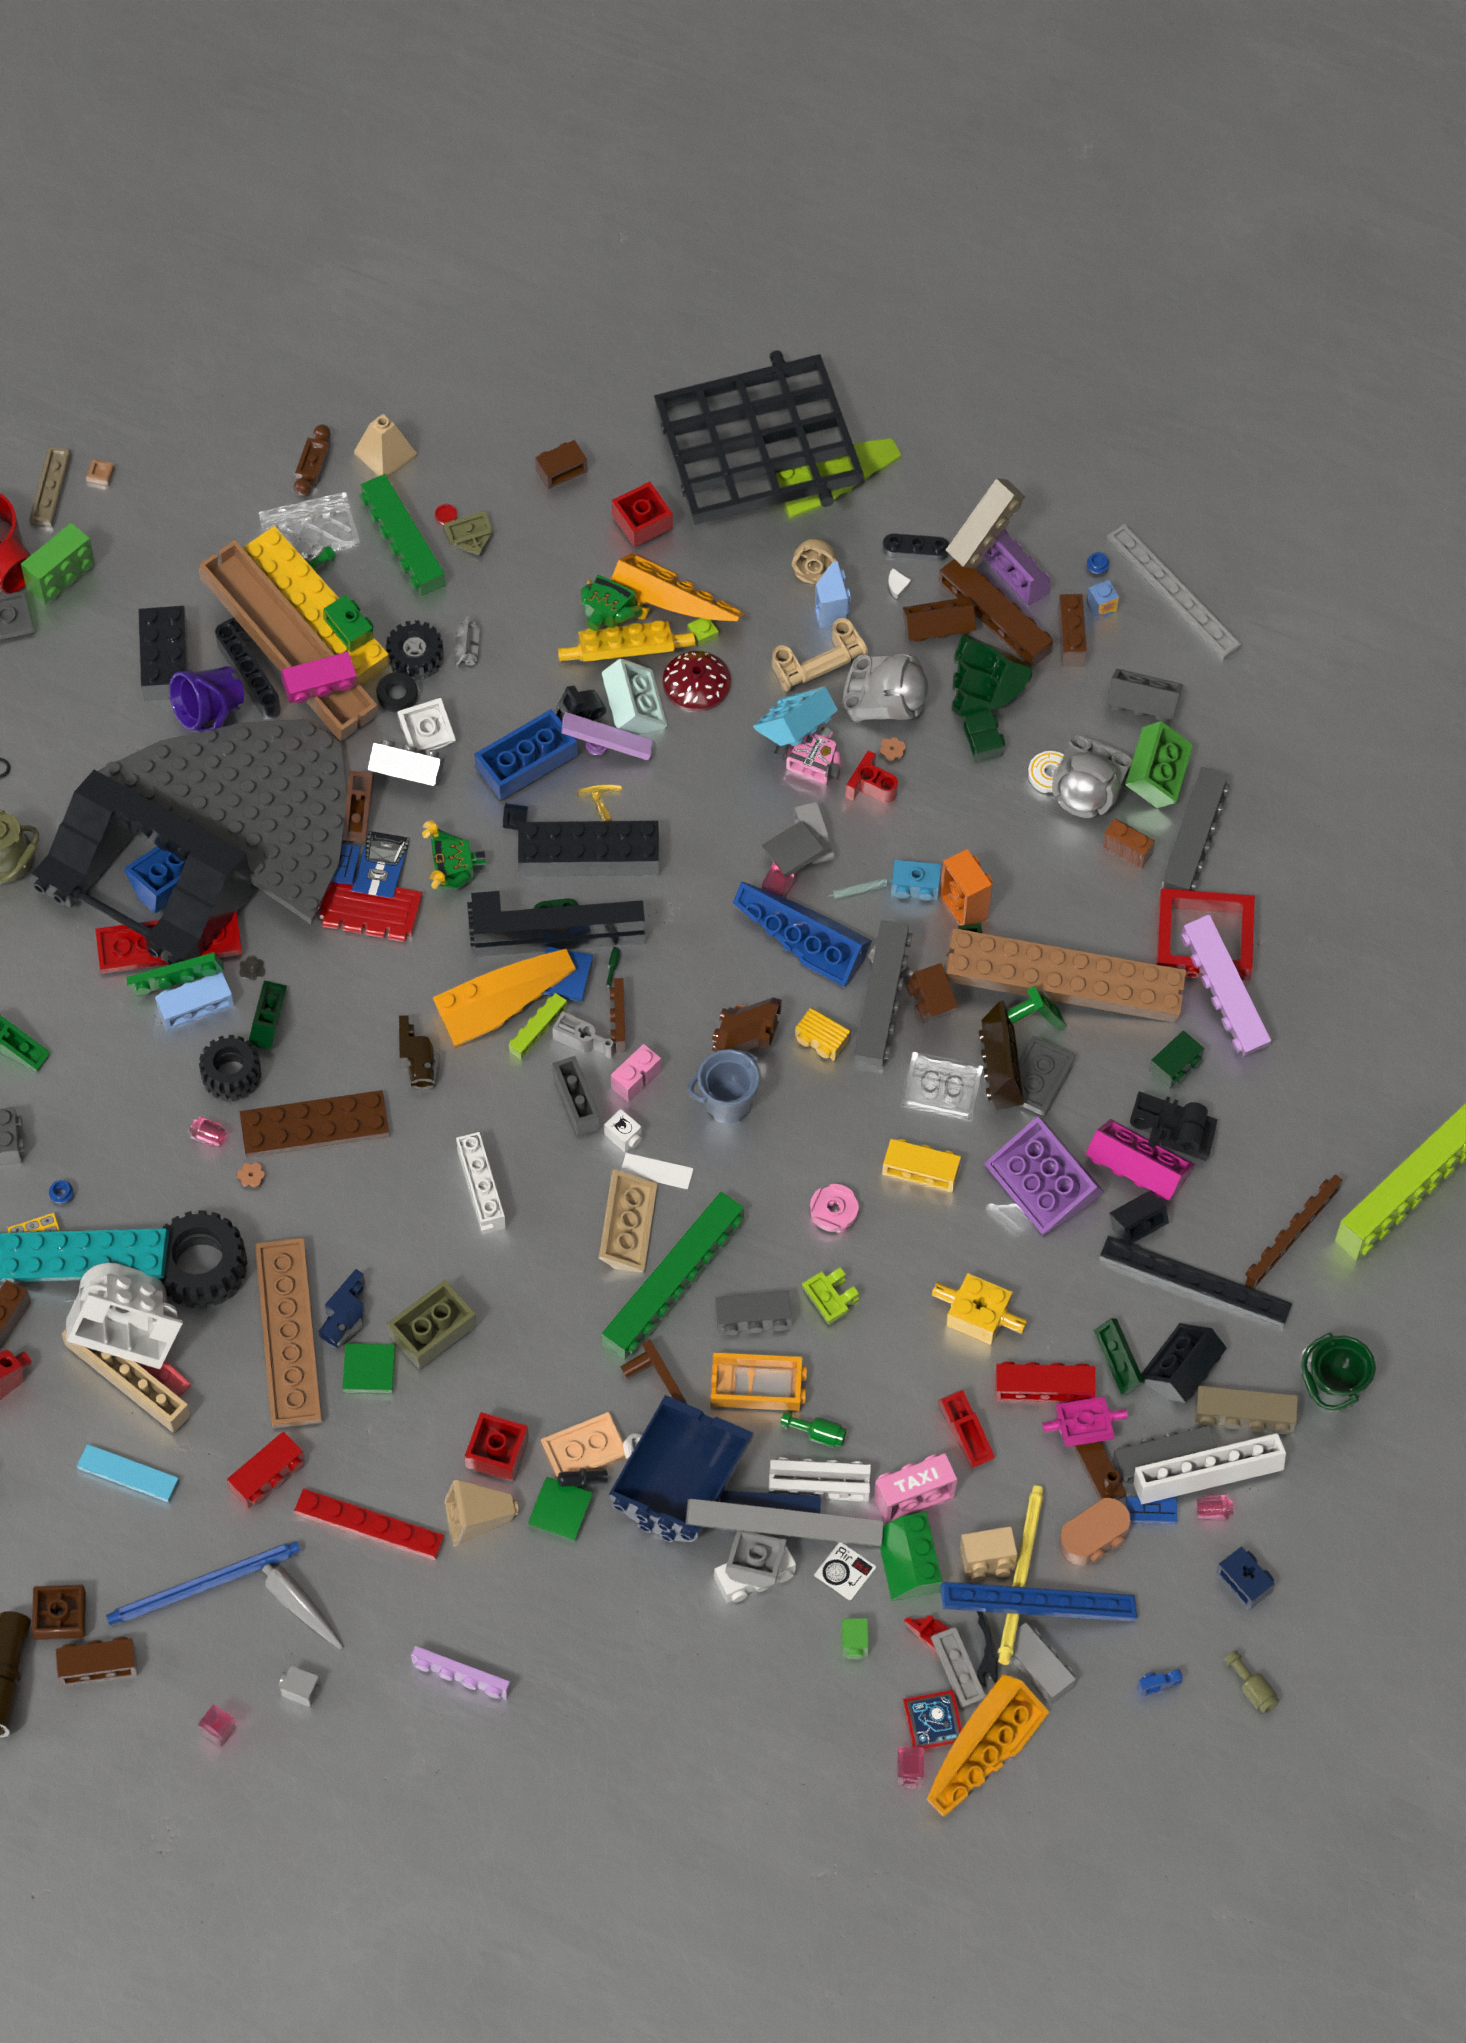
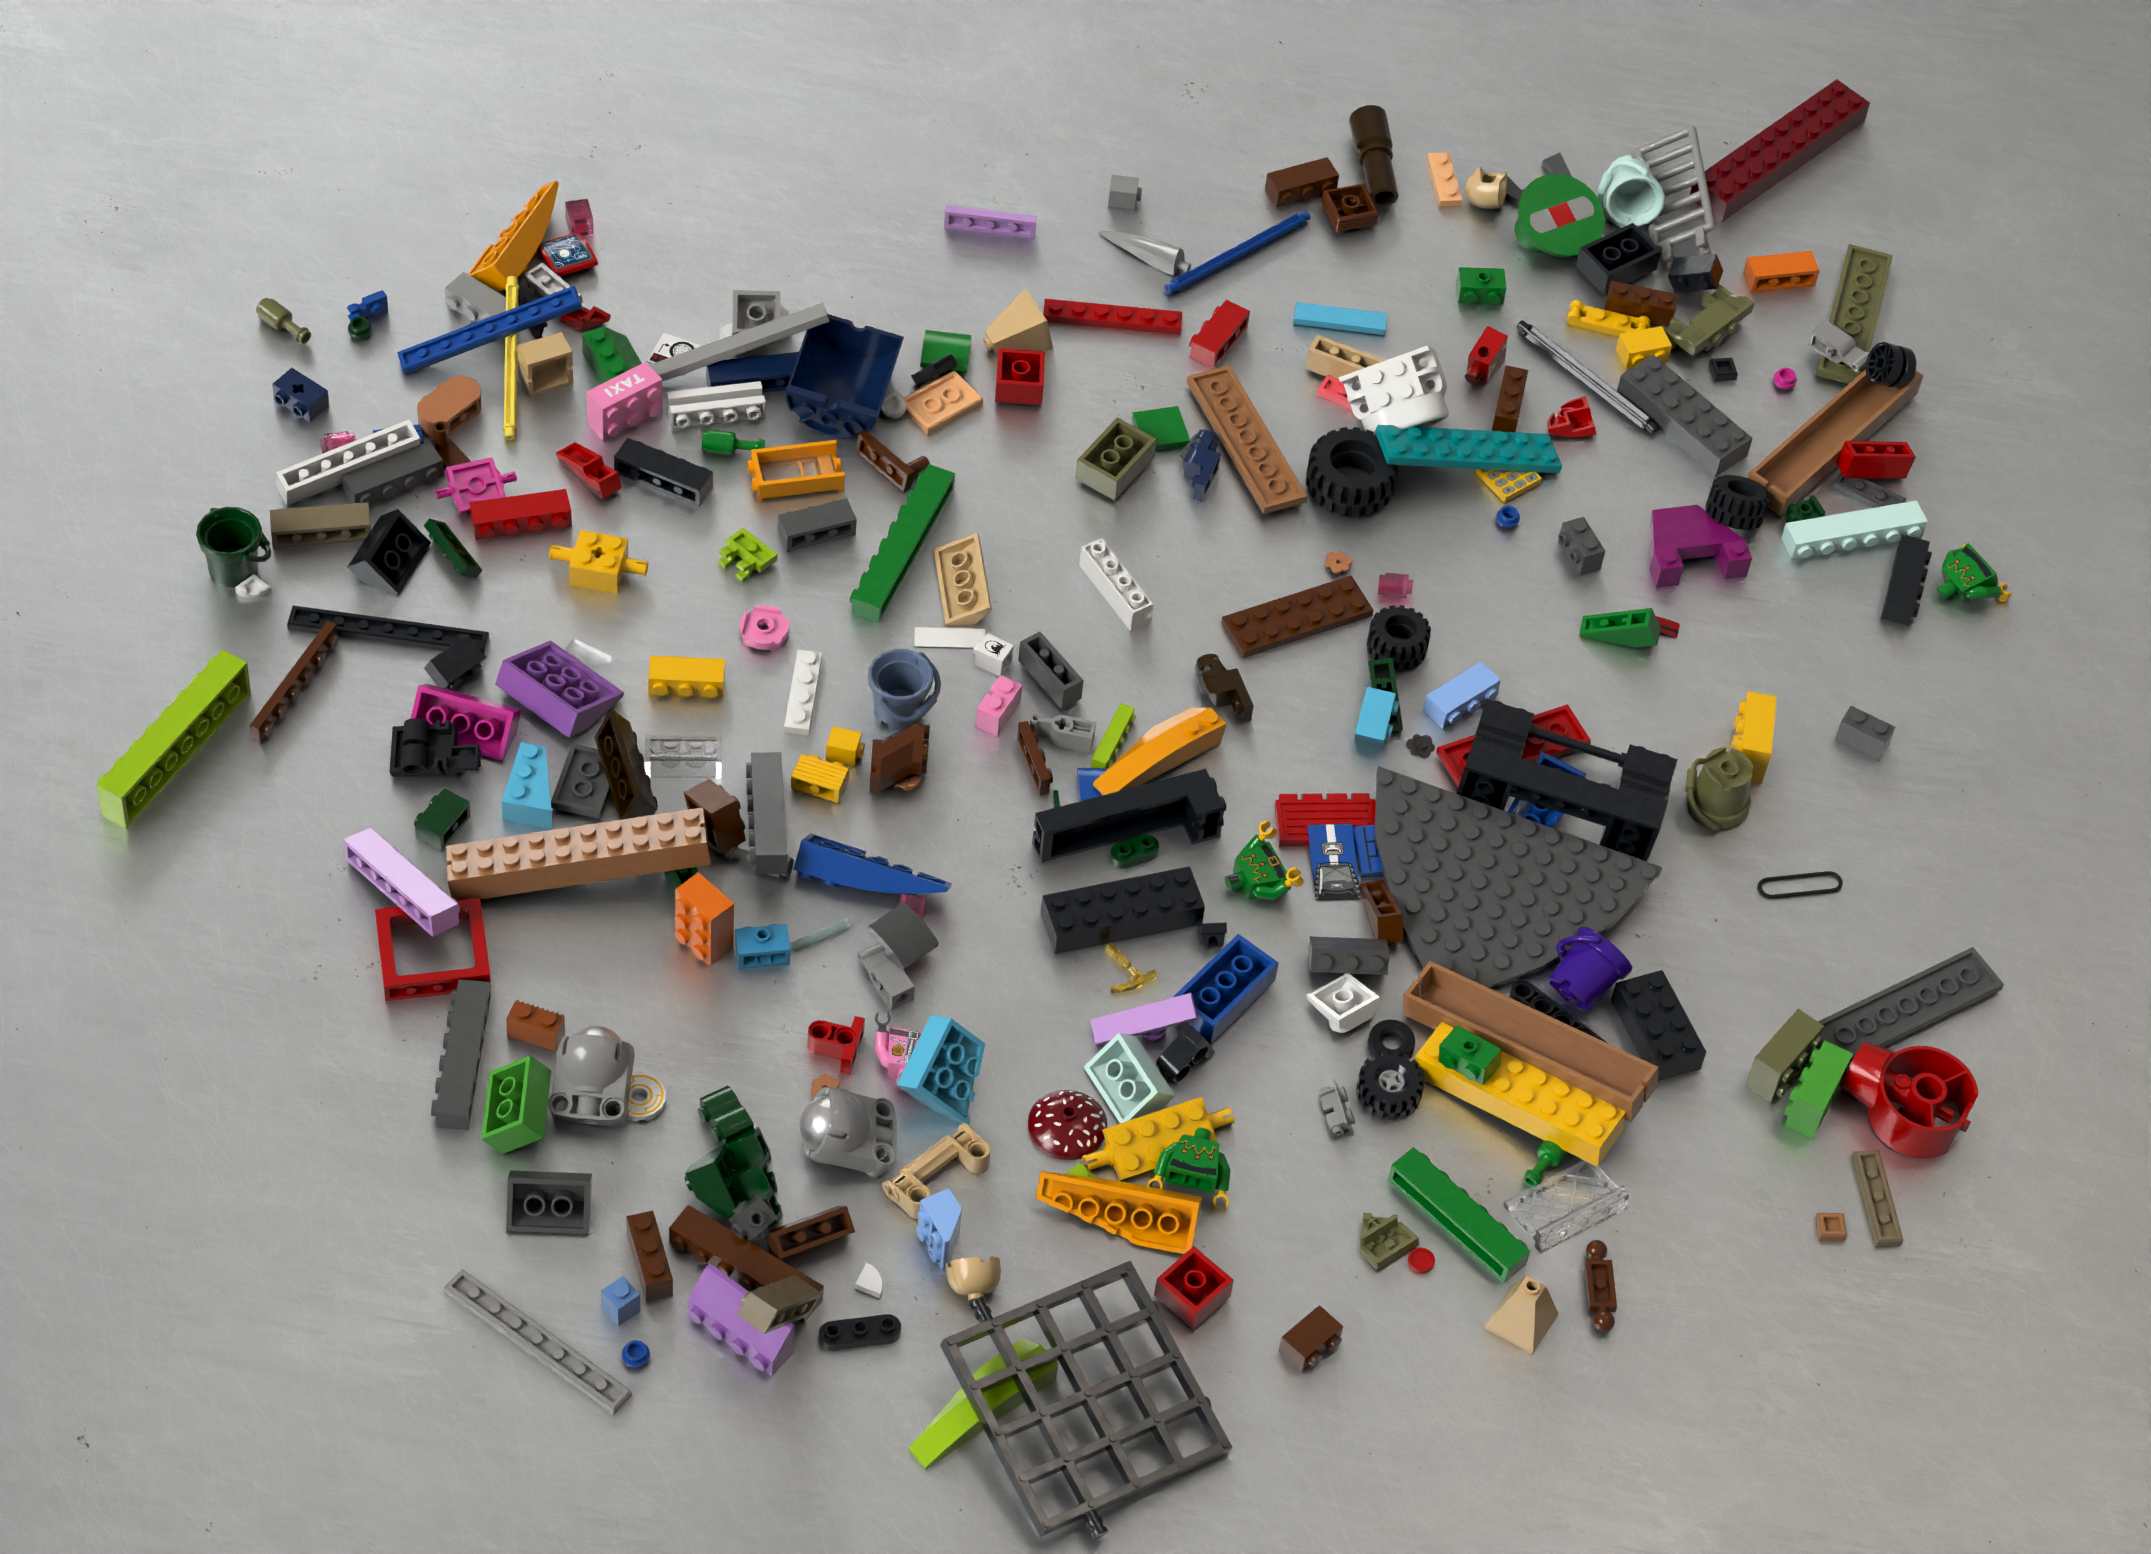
camera: 160 degrees right, 10 degrees down
(72, 596) = (1784, 1056): none -> olive brick
(175, 974) = (1474, 702): green plate -> none
(217, 1726) = (1180, 150): clear pink brick -> none
(288, 984) = (1375, 716): none -> medium azure brick
(319, 678) = (1474, 988): dark pink brick -> none
(791, 1061) = (844, 746): none -> yellow brick
(813, 1134) = (803, 692): none -> white plate
(854, 1638) = (651, 297): bright green brick -> none
(891, 1407) = (663, 471): none -> black brick
(985, 625) = (752, 1219): none -> dark grey brick
(1042, 1004) = (599, 802): green piece -> none
(1093, 1071) = (528, 789): none -> medium azure wedge
(1170, 1661) = (359, 327): none -> dark green plate

